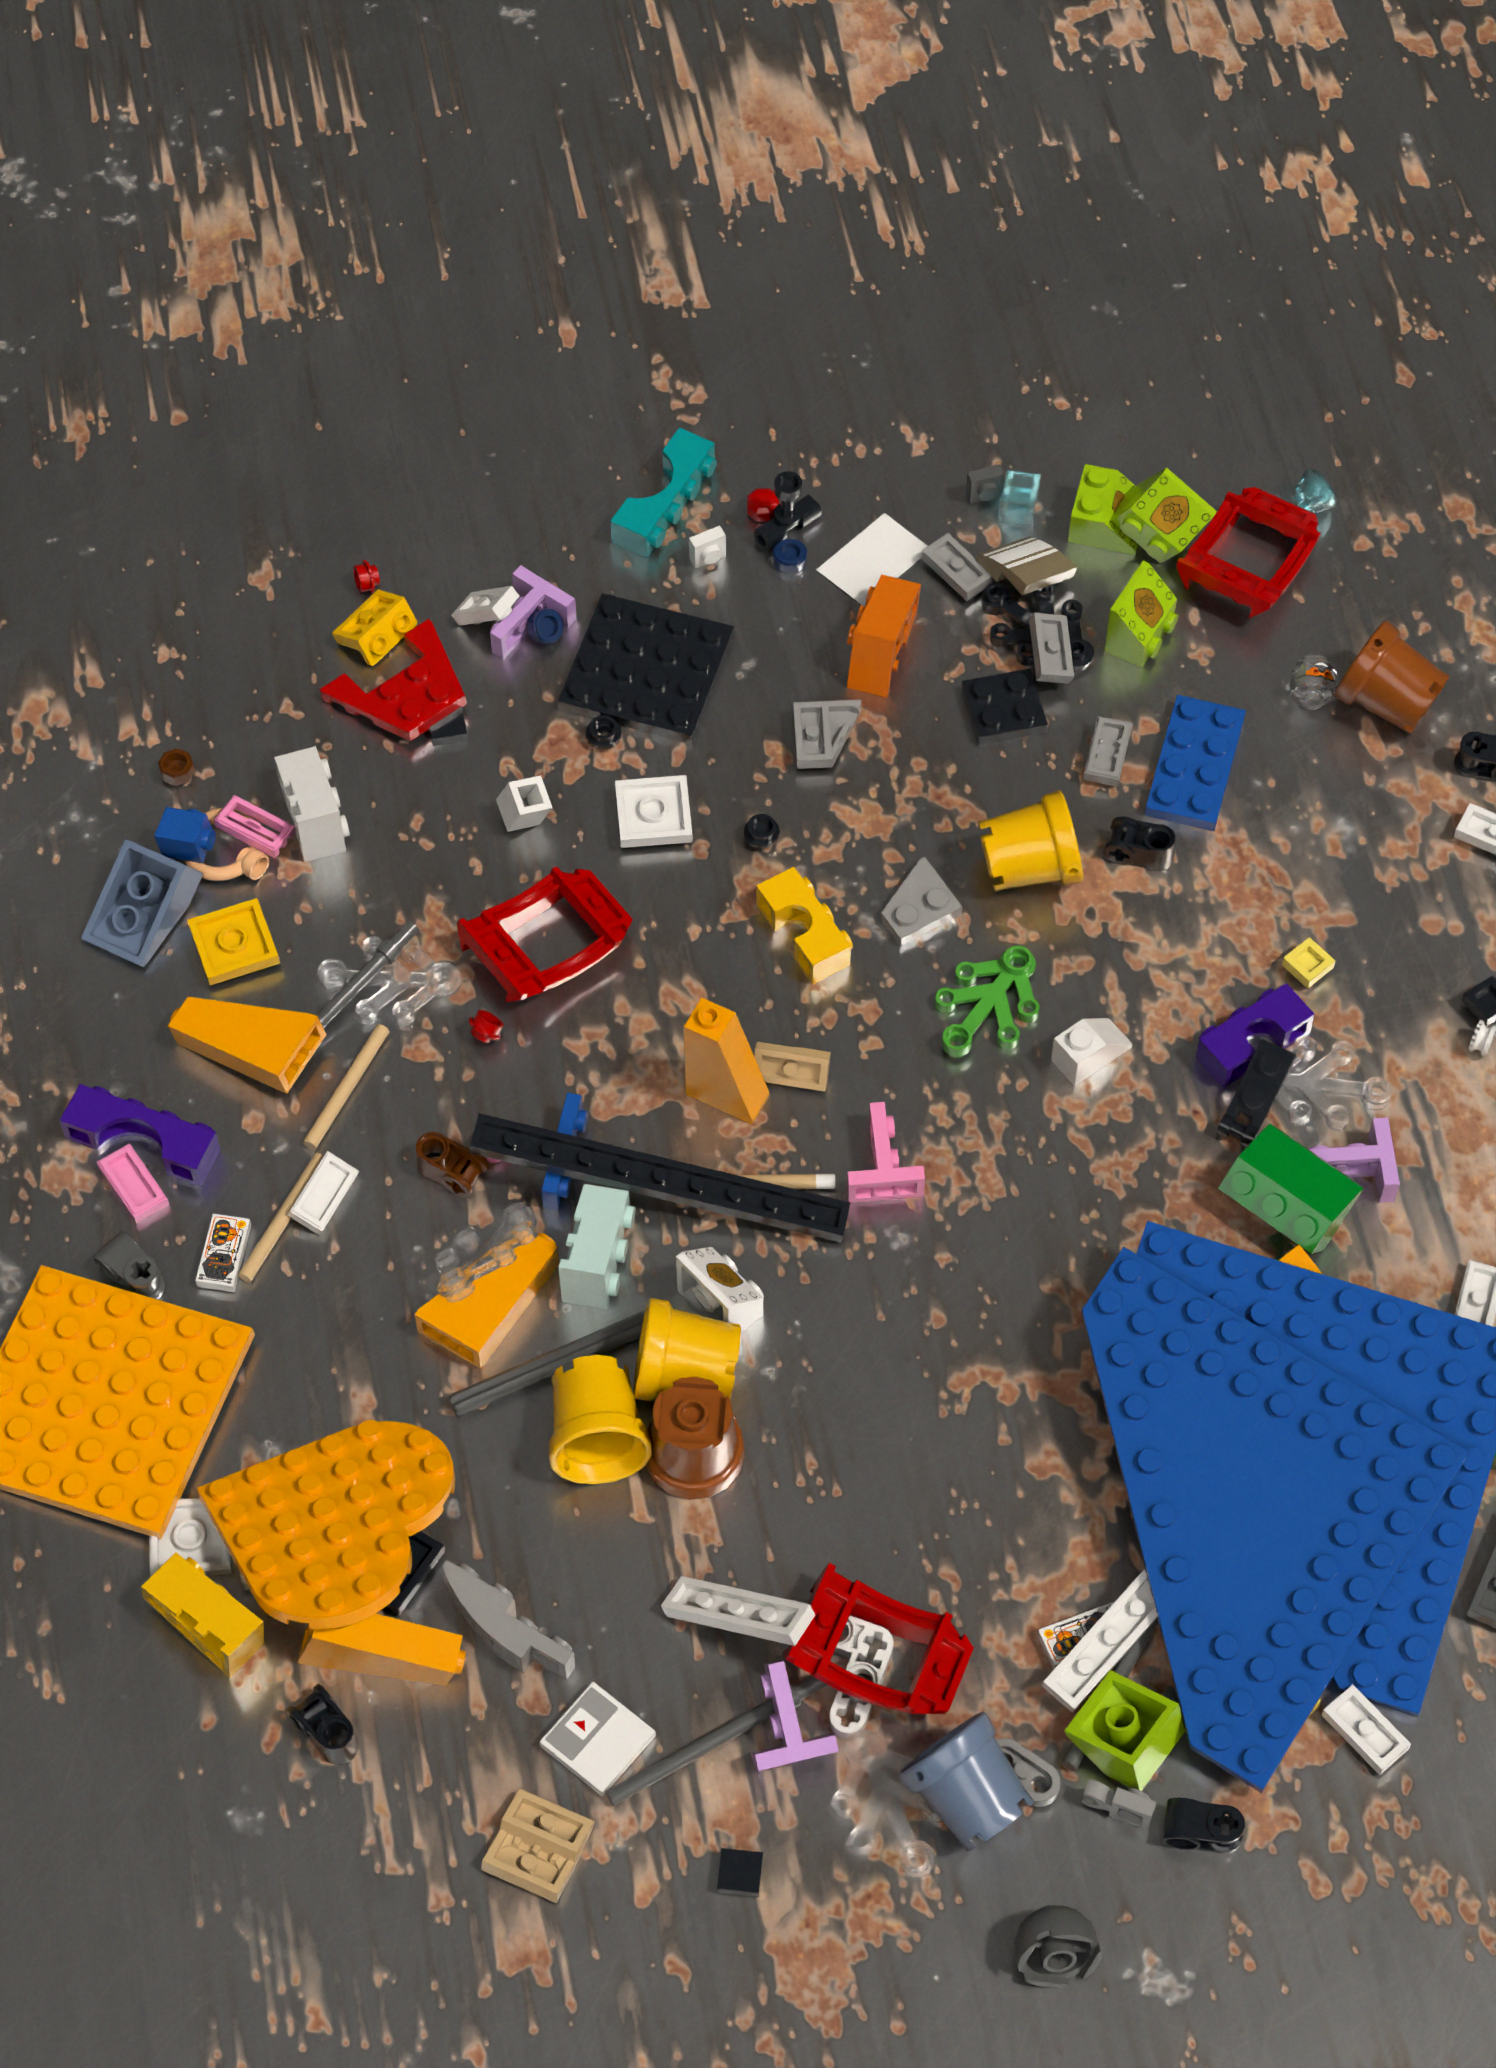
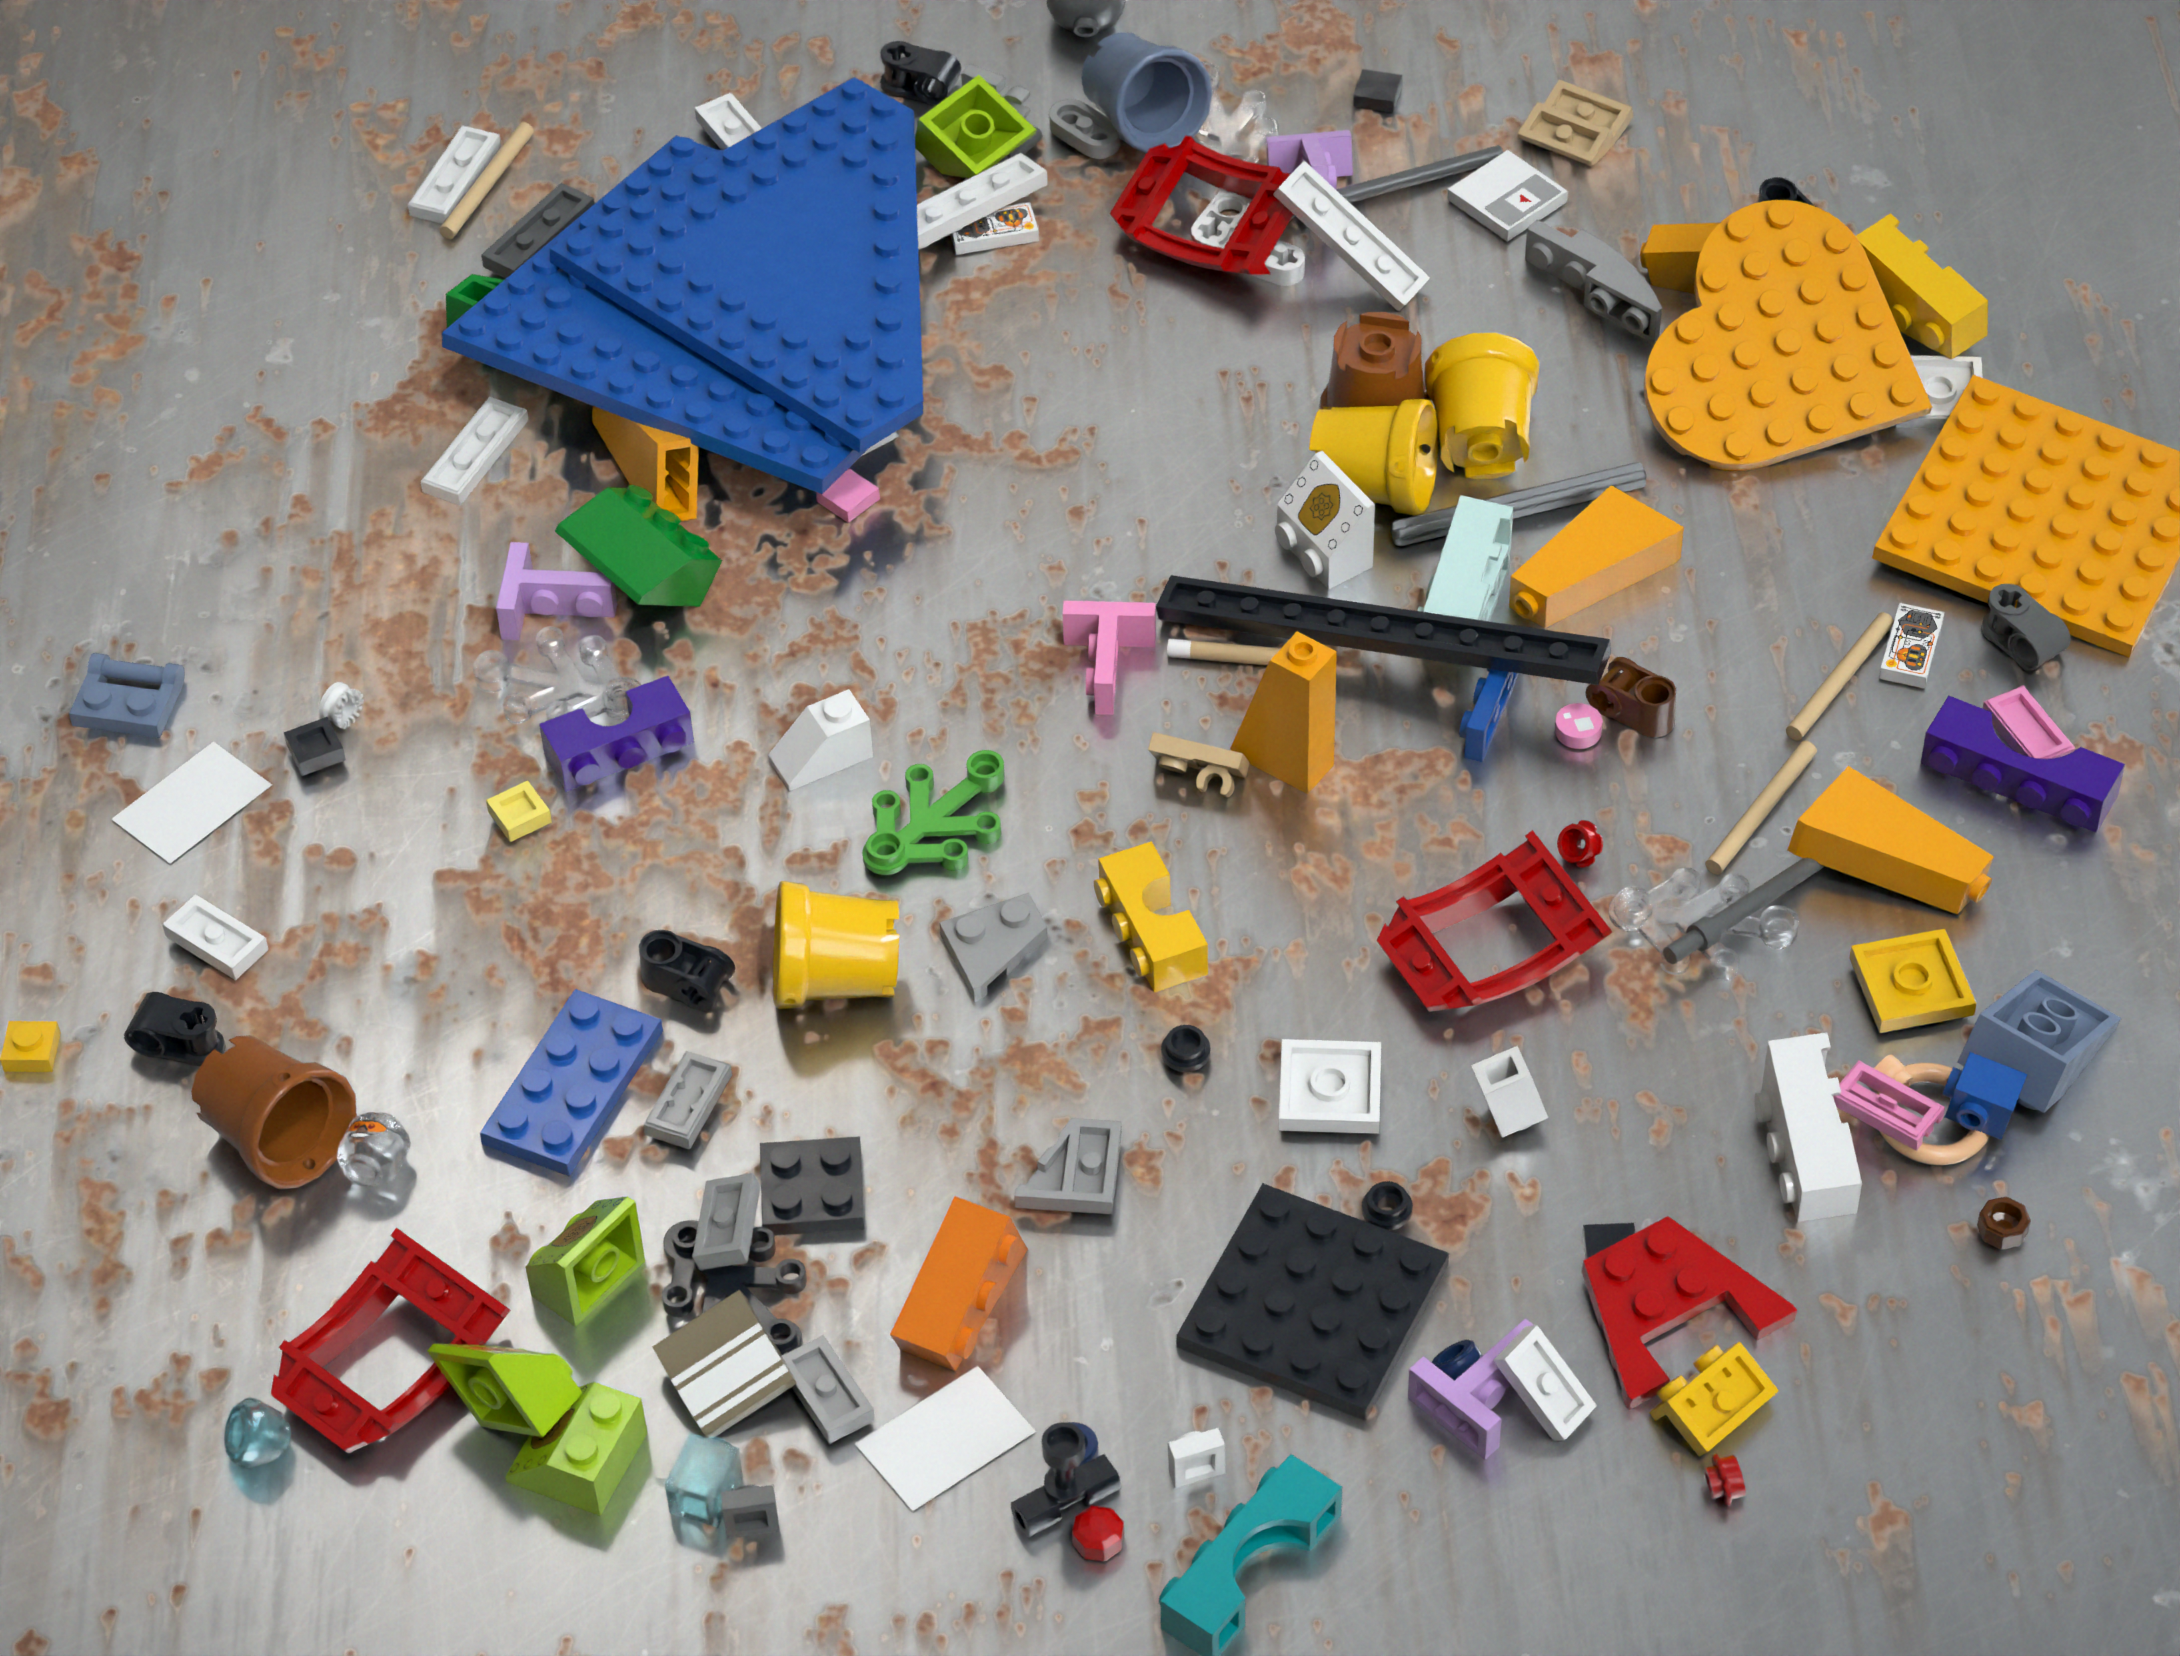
camera: 170 degrees left, 10 degrees down
(323, 1193) = (1791, 688): white tile -> none
(495, 1253) = (1603, 569): clear plant -> none
(1257, 1092) = (639, 663): black plate -> none

